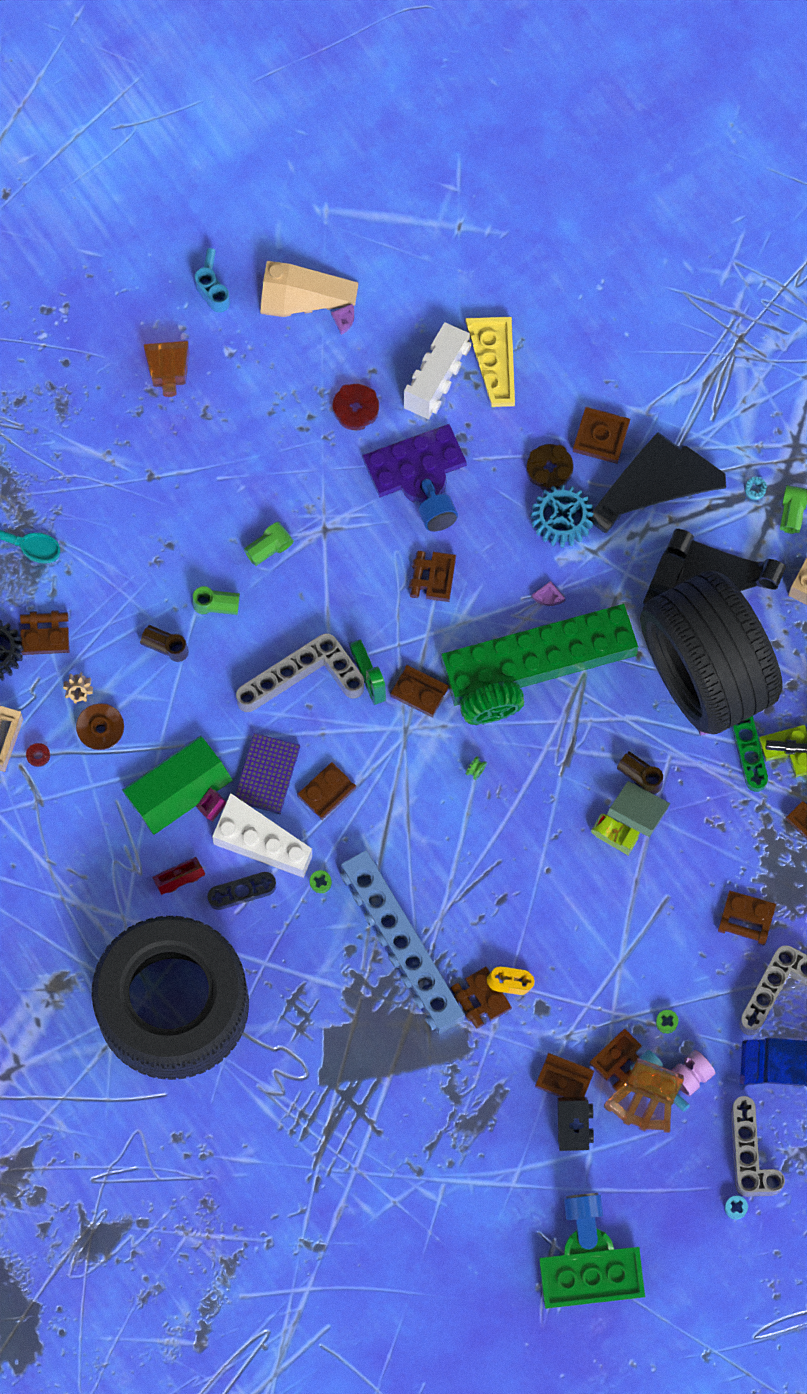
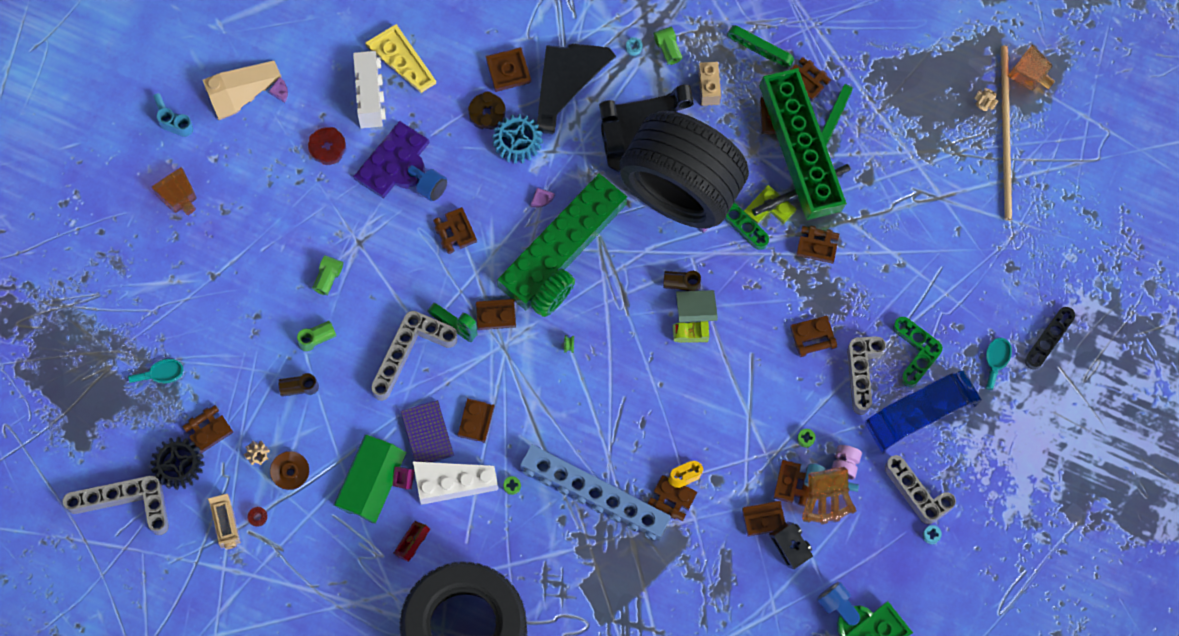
camera: 35 degrees left, 0 degrees up
(222, 889) = (475, 517): black beam -> none

